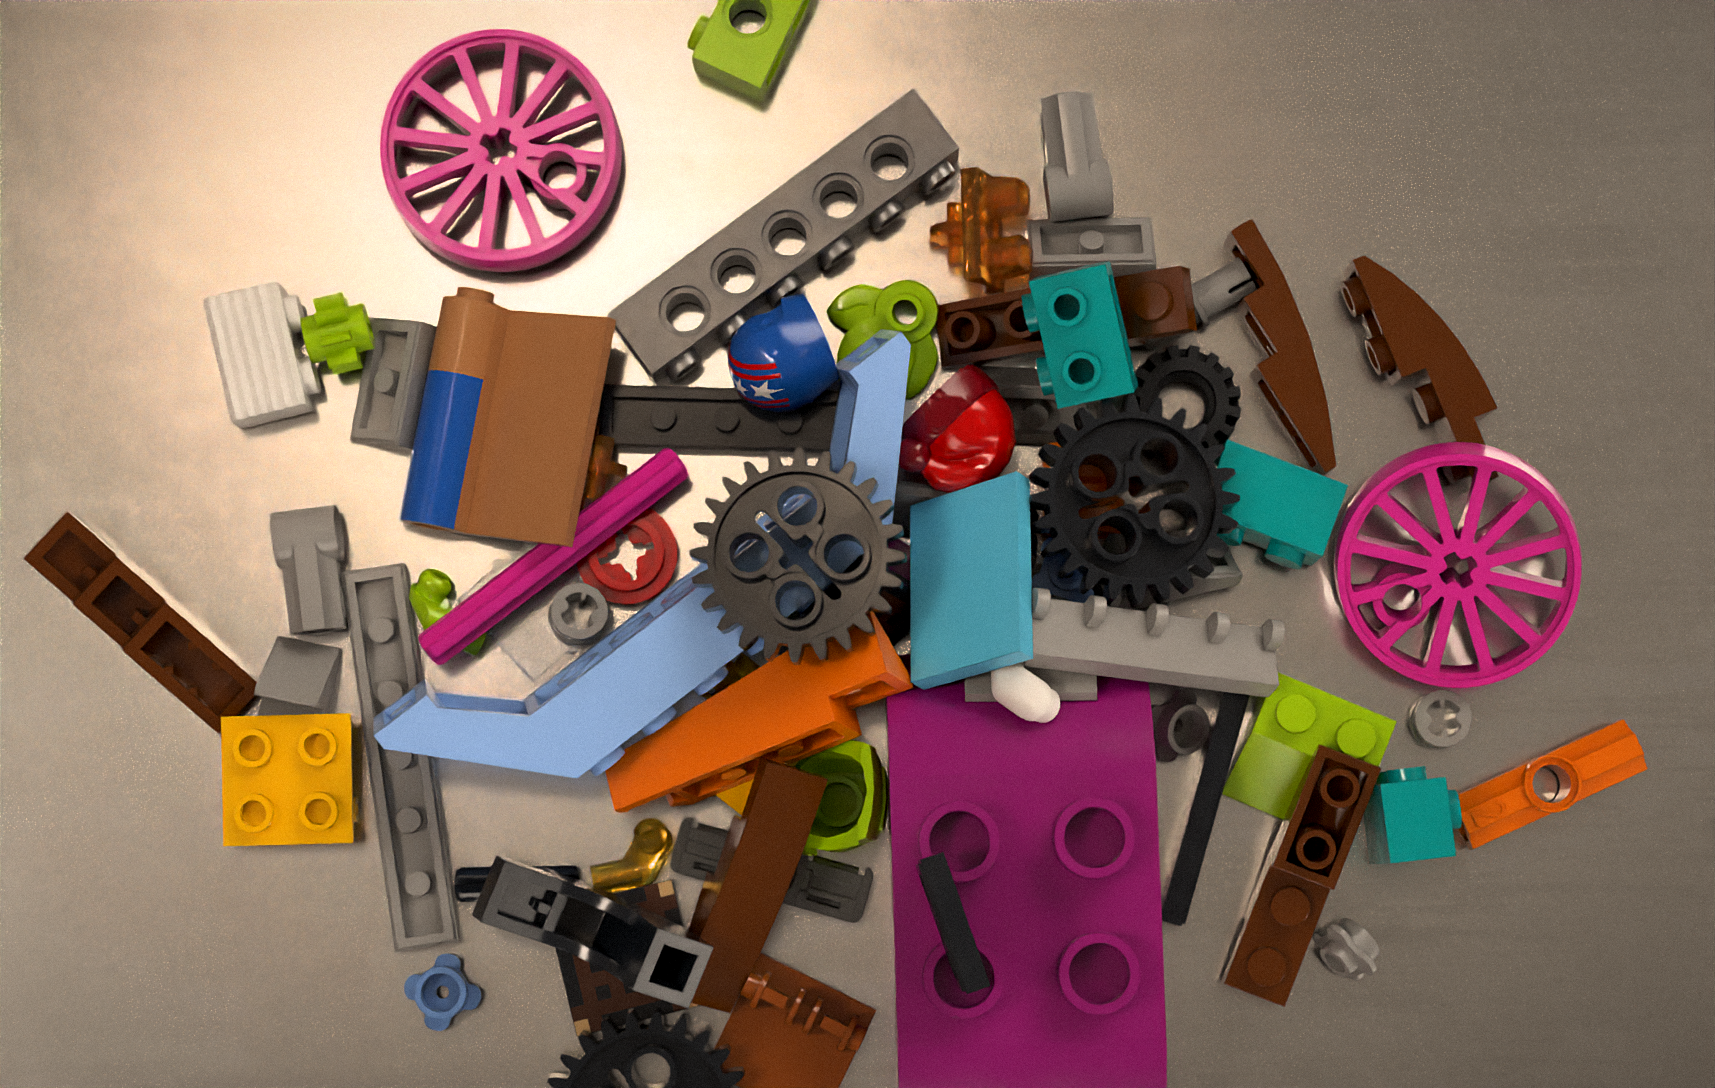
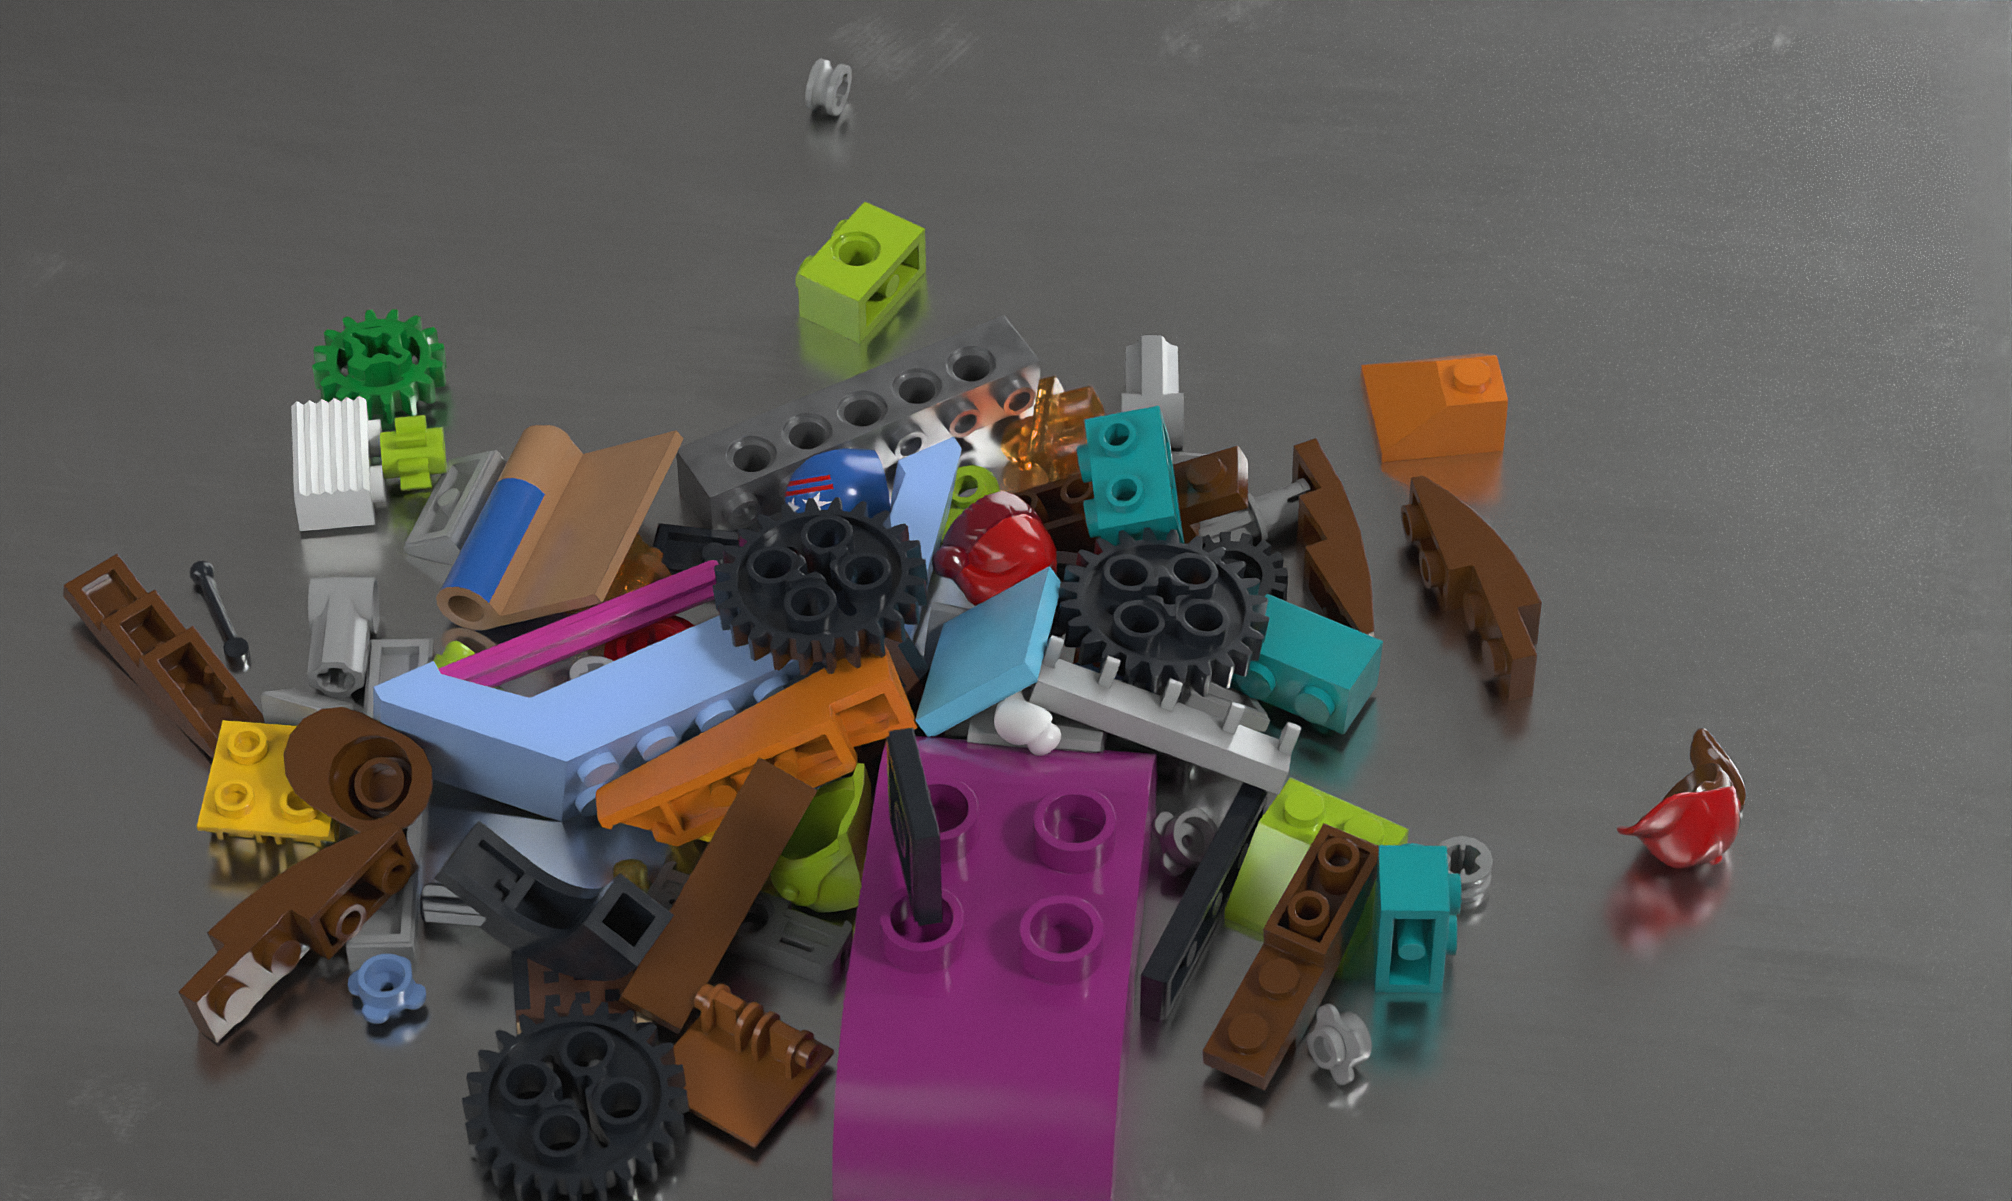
camera: 10 degrees right, 35 degrees down
(209, 590) = (235, 648): none -> black hinge
(290, 192) = (381, 364): none -> green gear
(354, 933) = (304, 908): none -> reddish brown slope
(371, 787) = (357, 769): none -> reddish brown piece
(492, 131) = (603, 336): dark pink piece -> none
(1359, 121) = (1436, 406): none -> orange slope
(1427, 570) = (1504, 705): dark pink piece -> none
(1582, 770) = (1564, 924): orange piece -> none
(1659, 638) = (1699, 813): none -> red hair

